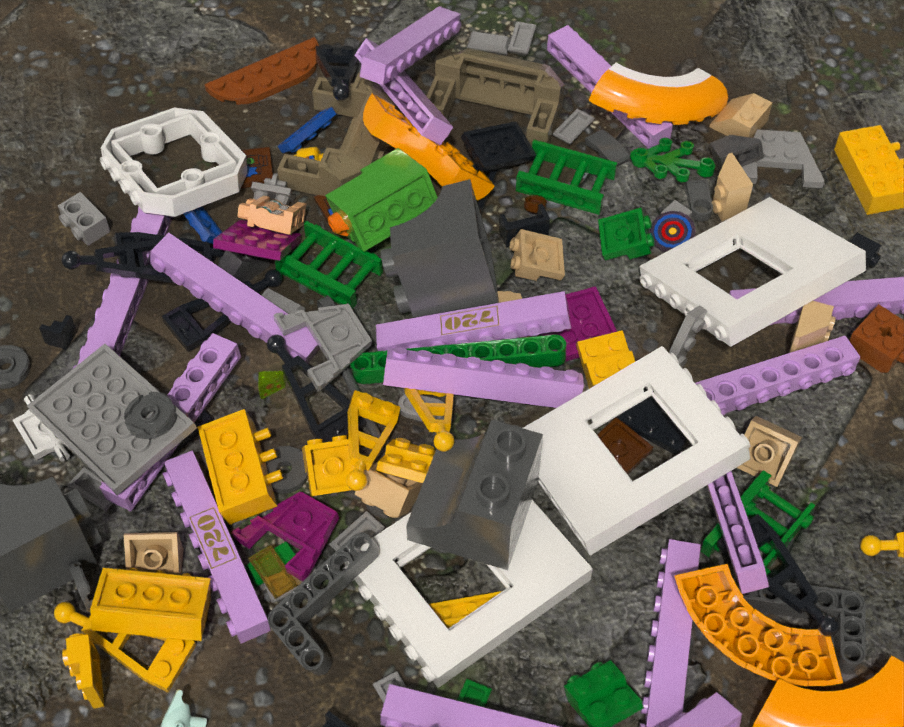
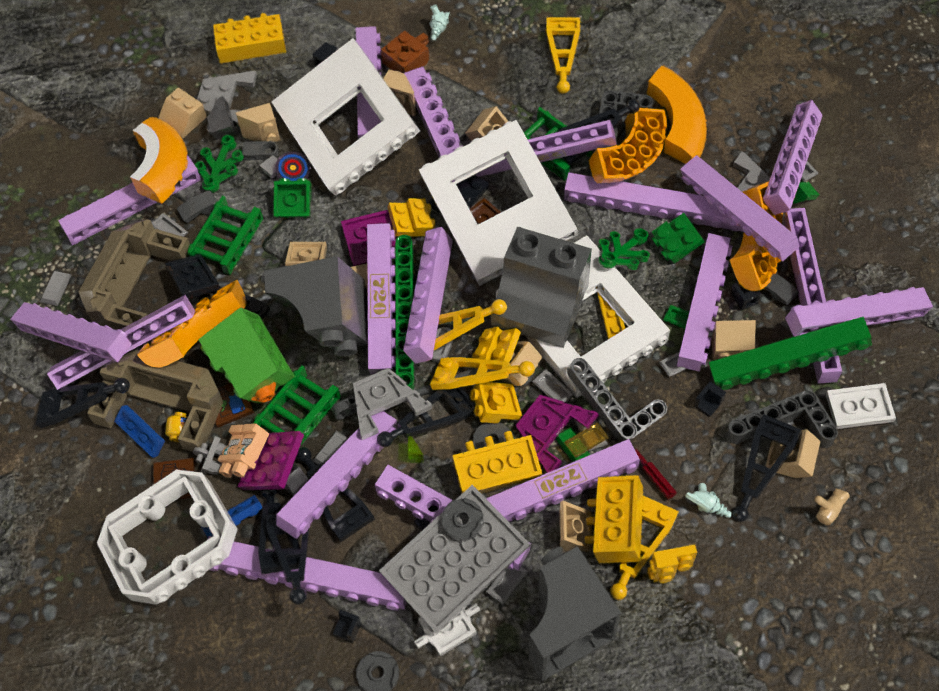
camera: 85 degrees left, 5 degrees up
(82, 584) = (608, 569): dark grey tile -> none
(83, 218) = (215, 614): light grey brick -> none
(221, 662) = (656, 477): none -> dark red axle
(267, 75) = (59, 469): dark orange plate -> none
(521, 38) = (56, 261): light grey tile -> none
(531, 203) = (250, 259): reddish brown tile -> none
(537, 224) = (271, 256): black panel -> none
(570, 617) = (611, 259): none -> green plant
(686, 336) = (406, 161): light grey plate -> none

